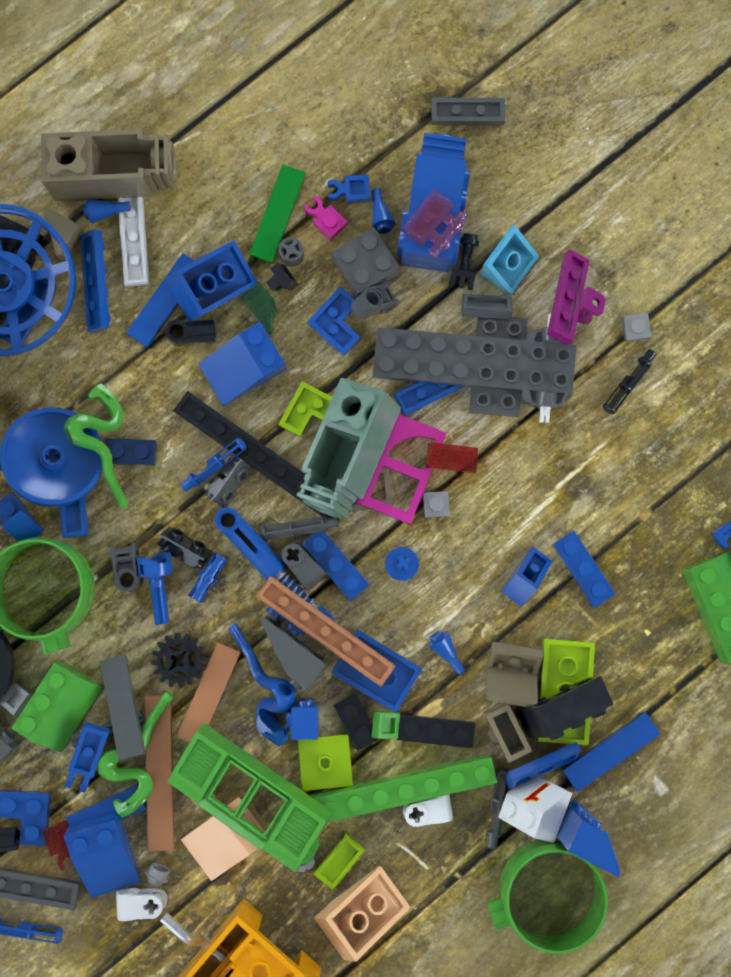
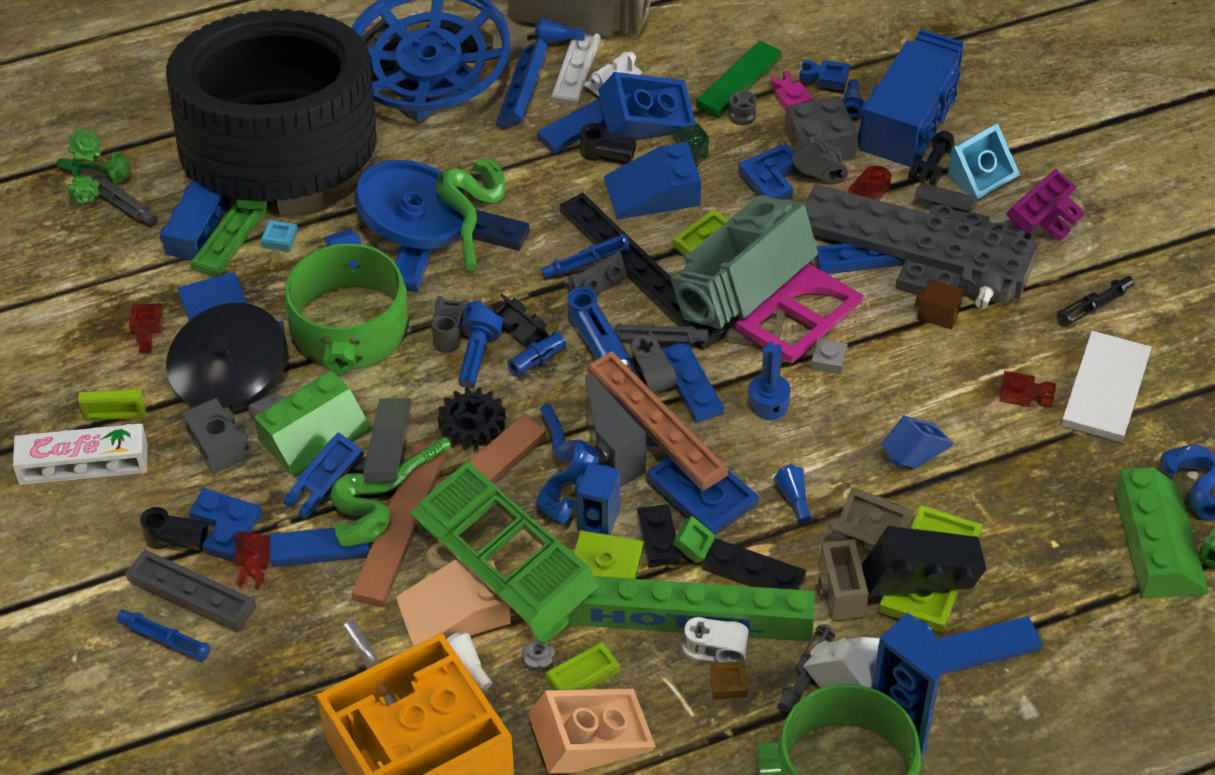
camera: 20 degrees right, 35 degrees down
(102, 854) = (298, 575): blue slope -> none
(136, 904) = (315, 640): white piece -> none
(157, 874) = (353, 613): light grey plate -> none
(169, 246) = (622, 64): none -> white hinge
(248, 878) = (467, 653): none -> white cone
(282, 278) = (722, 125): black tile -> none
(420, 309) = (872, 183): none -> clear red plate
(429, 217) = (903, 83): plate -> none
(445, 835) = (729, 680): none -> pearl gold tile
(452, 457) = (862, 315): clear red plate -> none
(467, 111) = (981, 43): dark grey plate -> none
(509, 427) = (939, 304): none -> reddish brown brick
(543, 765) = (865, 621): blue tile -> none
(583, 569) = (990, 459): blue plate -> none
(591, 492) = (1021, 390): none -> clear red plate
(636, 327) = (1116, 257): light grey plate -> none
(656, 468) = (1106, 386): none -> white tile

